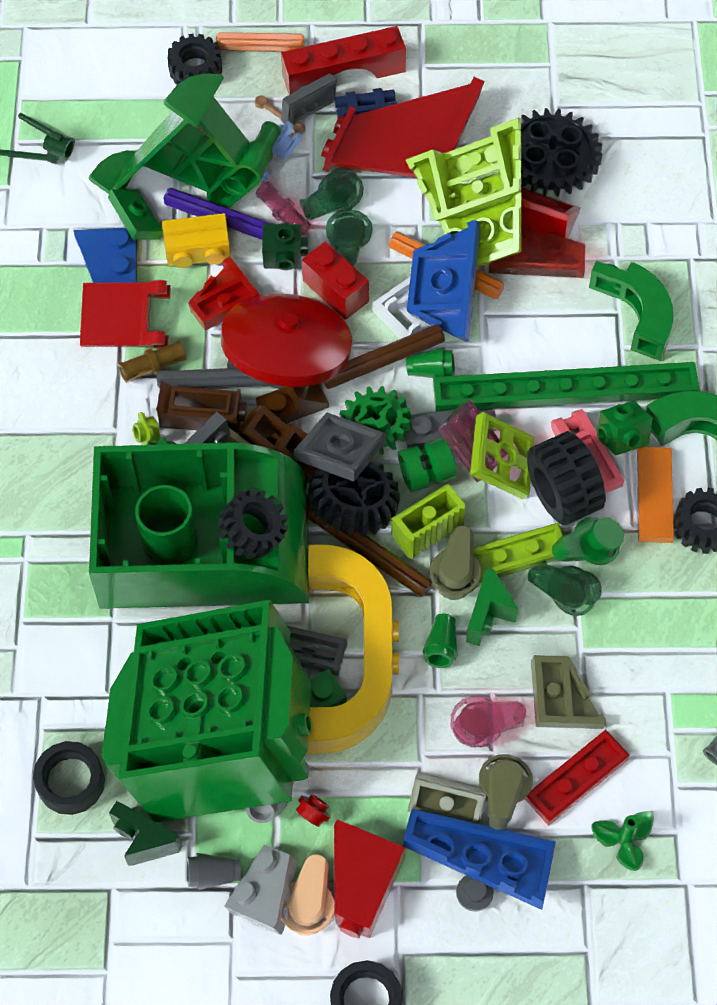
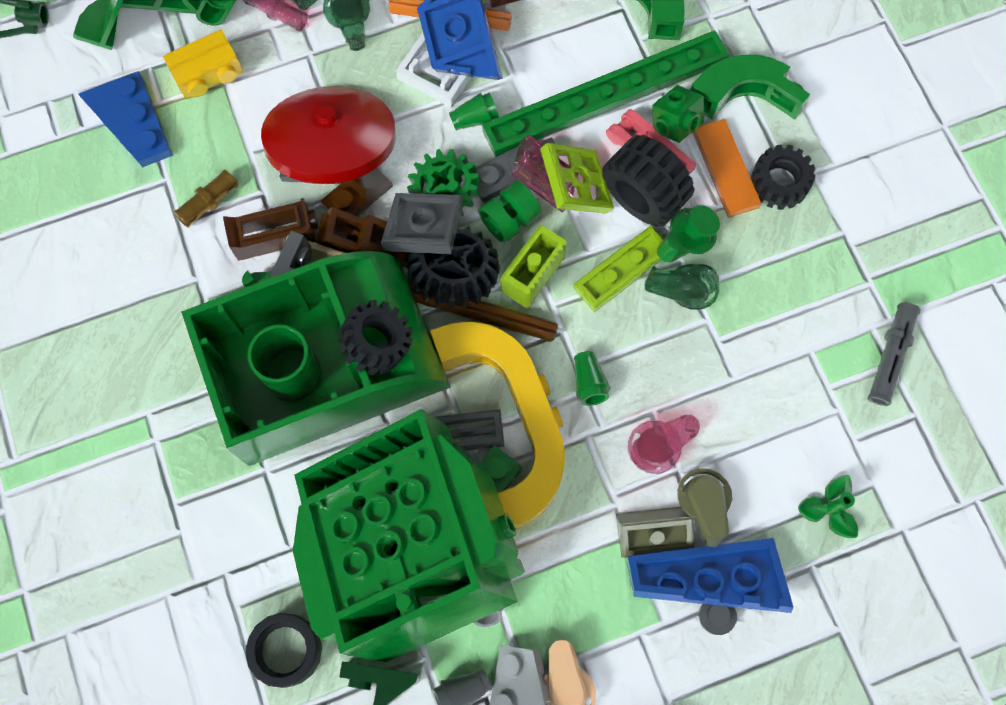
camera: 20 degrees left, 10 degrees up
(121, 314) = (156, 162): red flag -> none
(135, 214) = (133, 58): green plate -> none
(146, 429) = (226, 269): lime plate -> none
(201, 207) = (234, 32): dark purple axle -> none
(208, 378) = (265, 198): dark grey axle -> none
(221, 295) = (248, 110): red wing -> none
(283, 246) = (290, 43): dark green brick -> none
(313, 809) = (535, 593): red plate -> none
(335, 280) = (352, 60): red brick -> none
(363, 877) = (609, 644): red slope -> none
(388, 354) = (432, 115): reddish brown axle -> none
(456, 566) = (575, 300): olive piece -> none
(491, 603) = (622, 322): green slope -> none
(561, 696) = (720, 391): olive wing -> none
(577, 777) = (765, 465): red tile -> none

